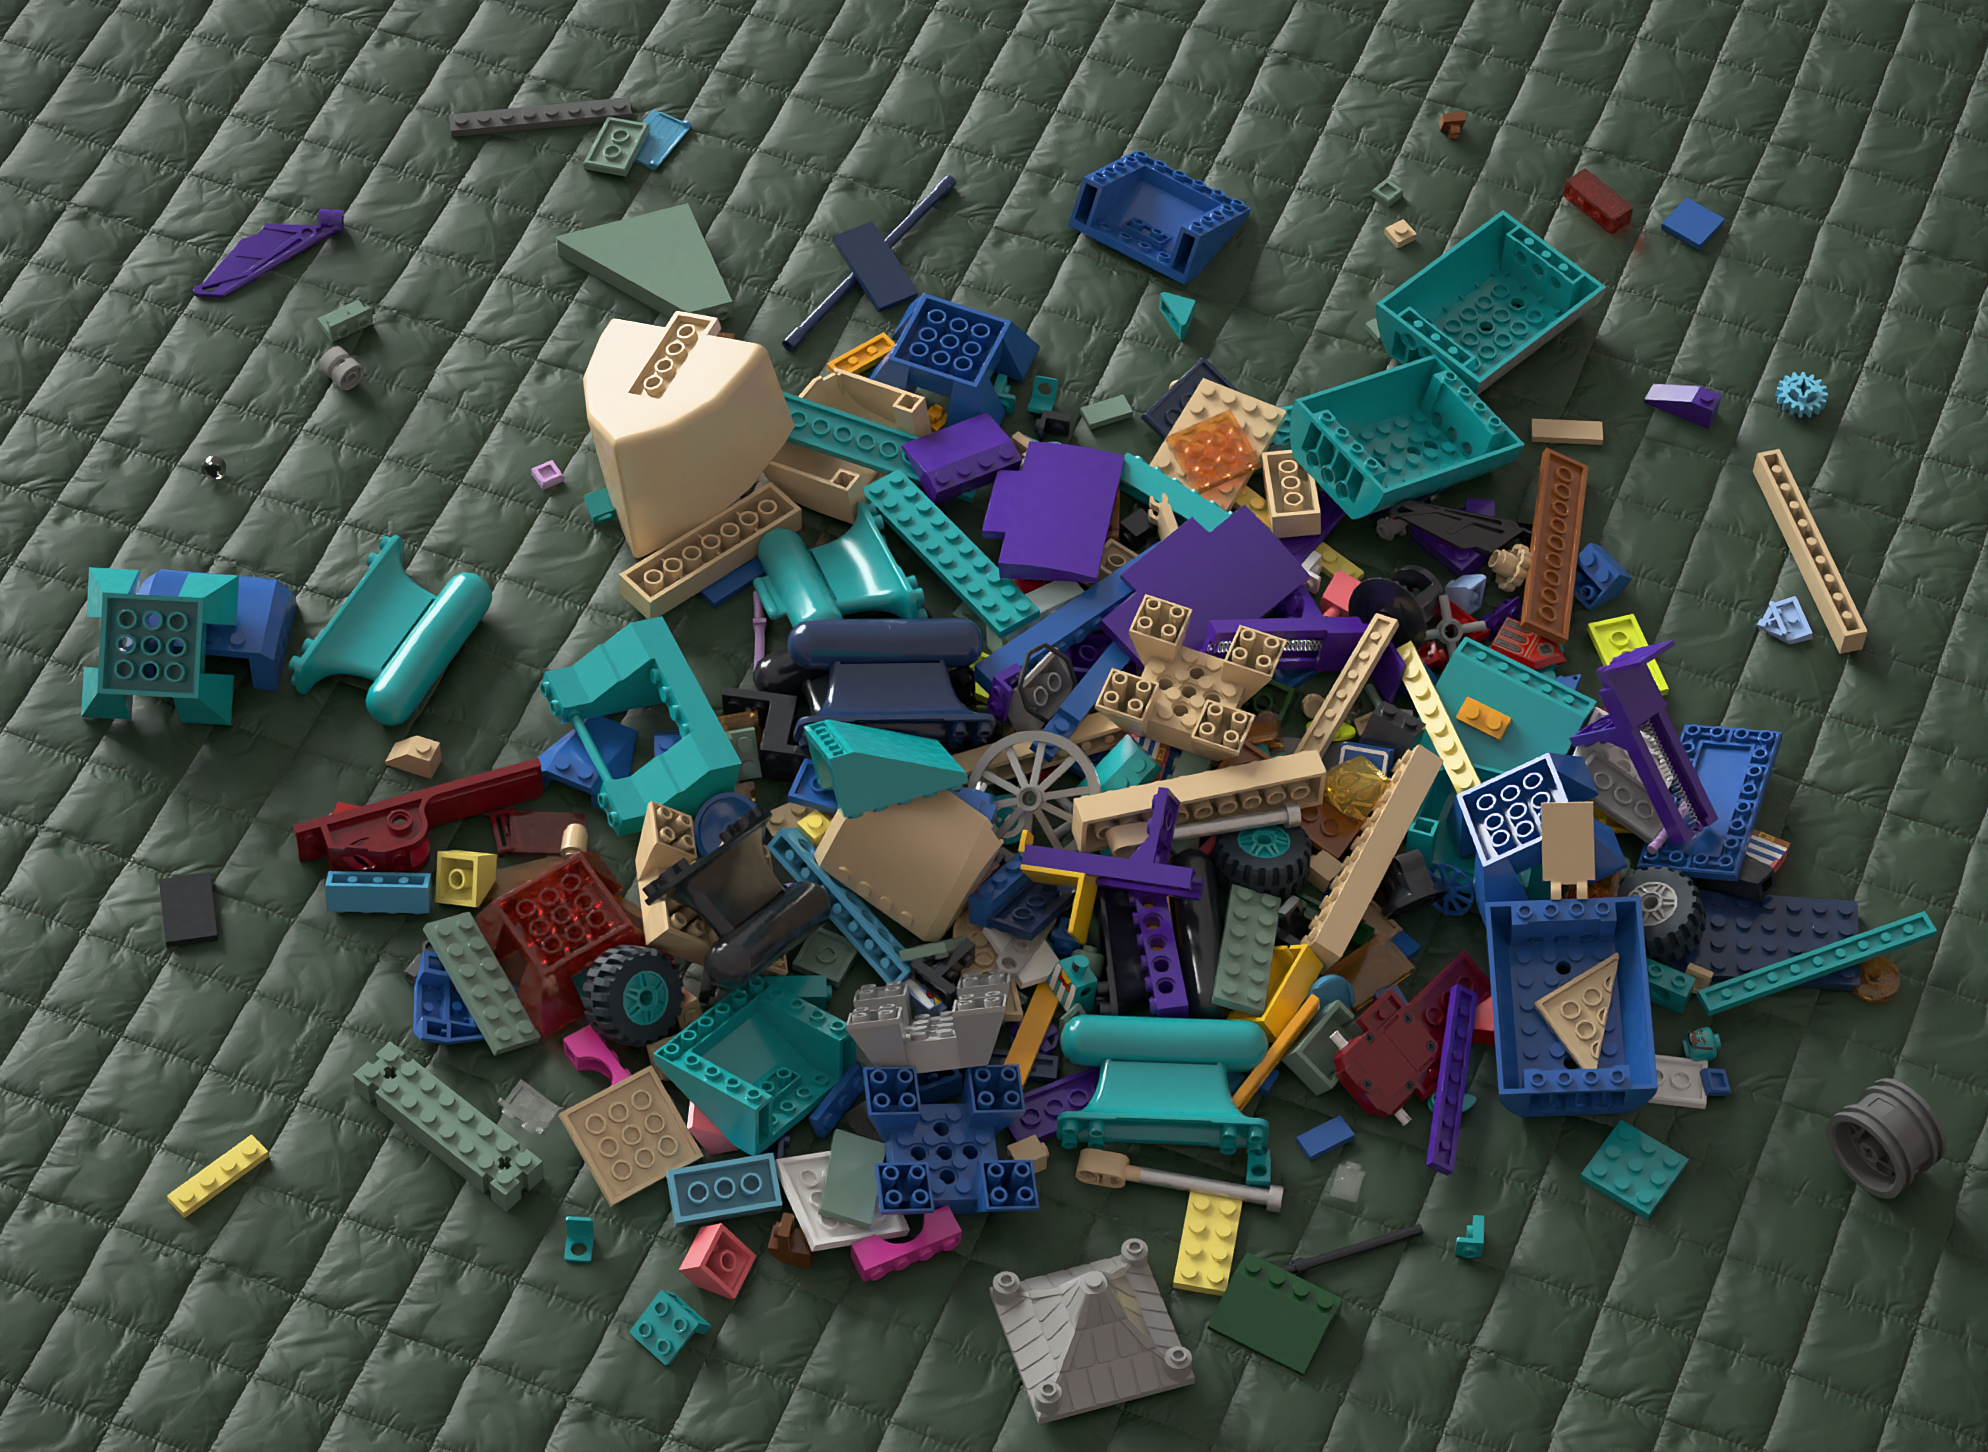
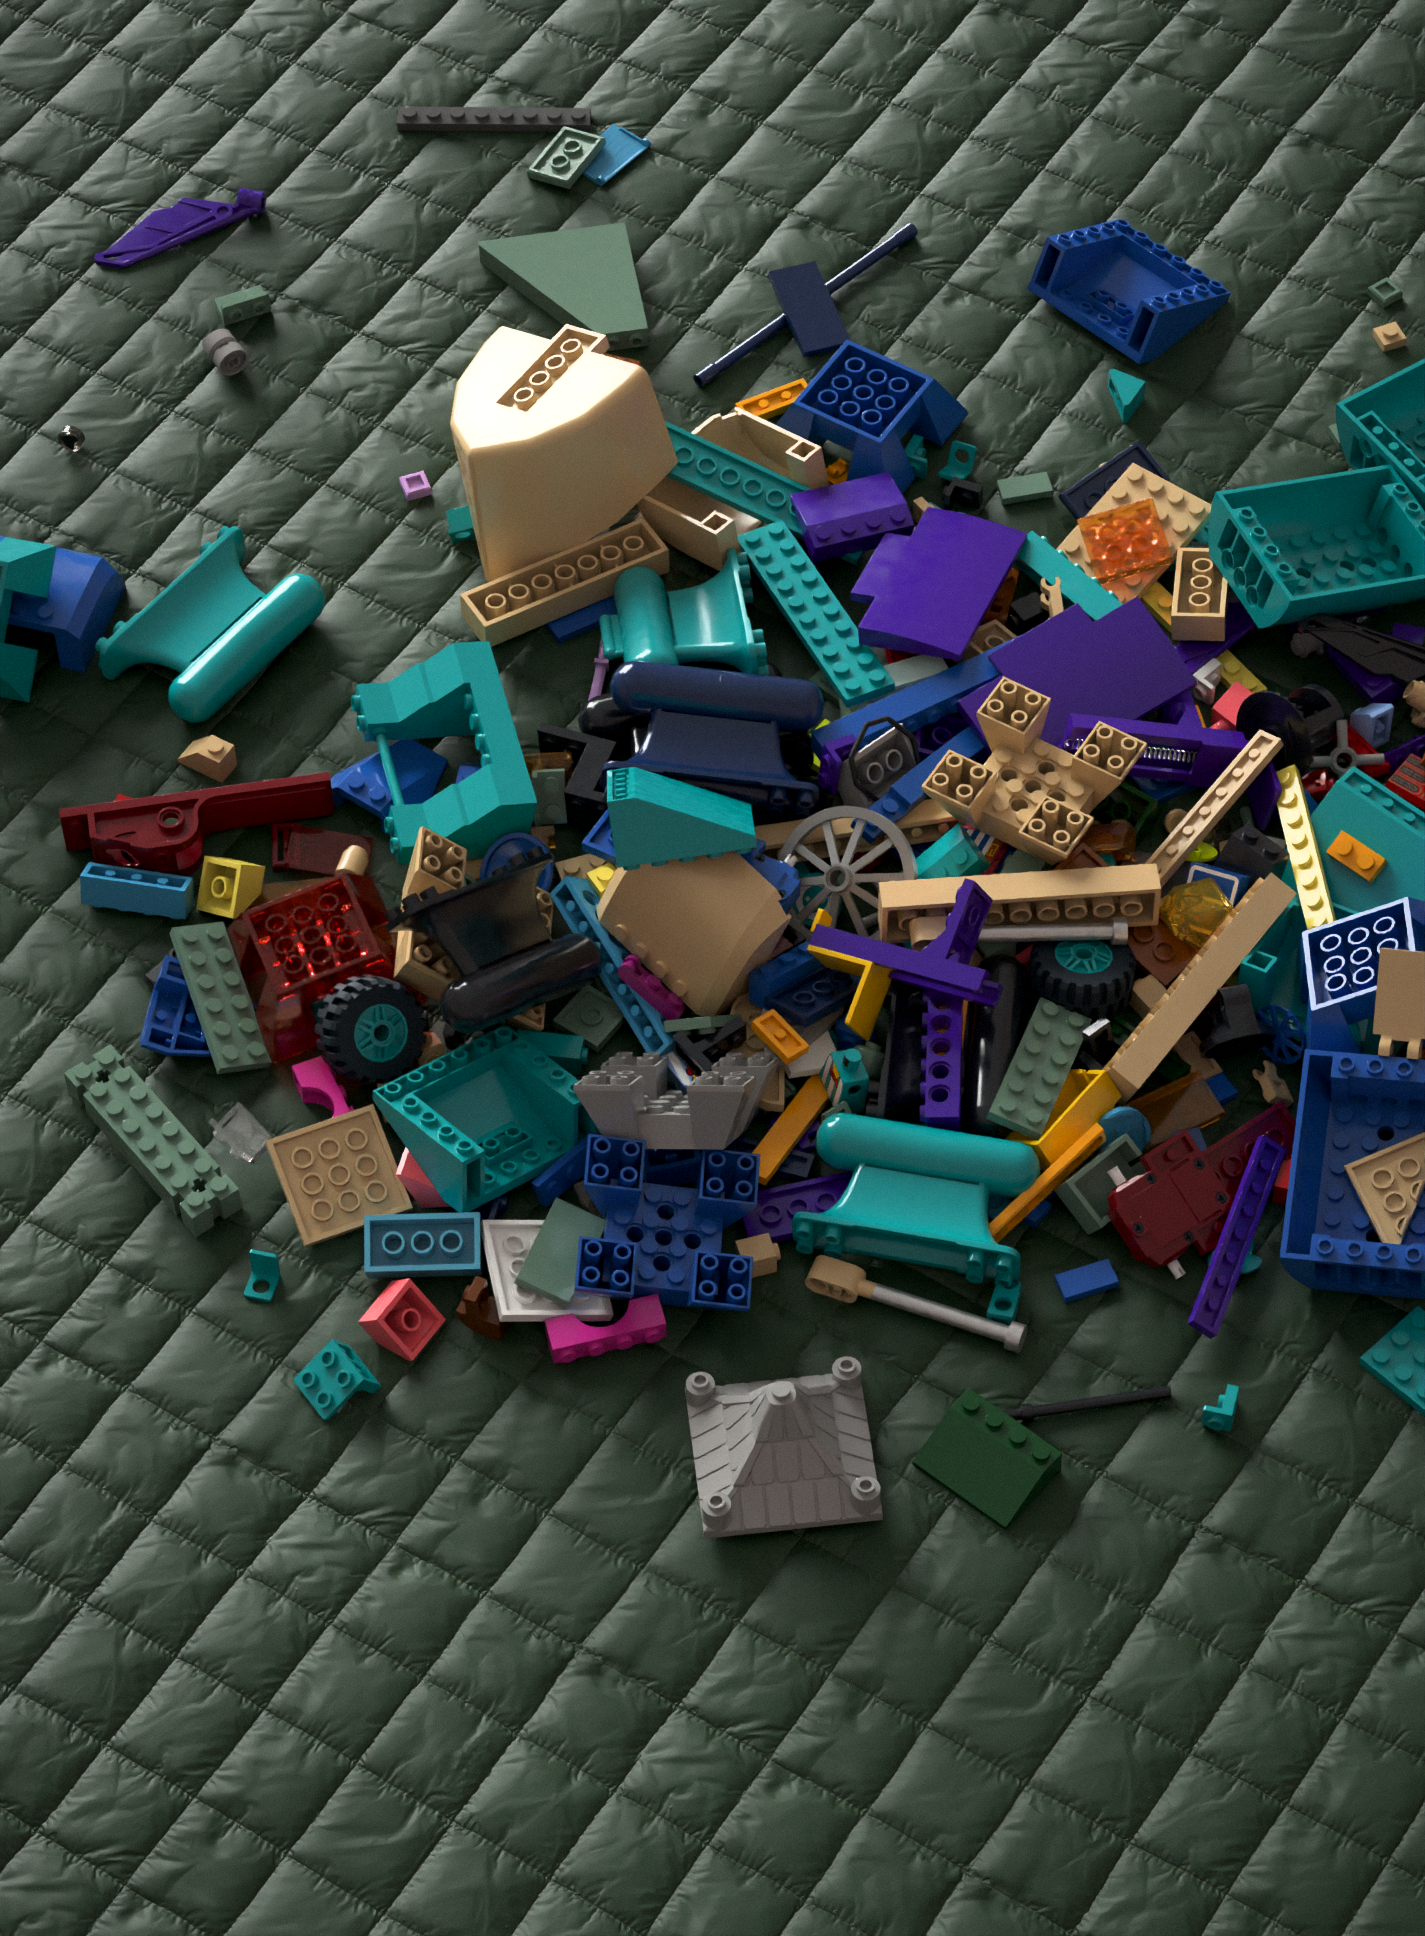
camera: 15 degrees right, 0 degrees up
(880, 923) = (650, 988): none -> magenta plate
(1009, 952) = (780, 1036): none -> light orange plate
(1207, 1244) = (932, 1374): light yellow plate -> none
(1348, 1181) = (1100, 1330): clear bracket -> none
(1452, 939) = (1273, 1087): none -> tan plate

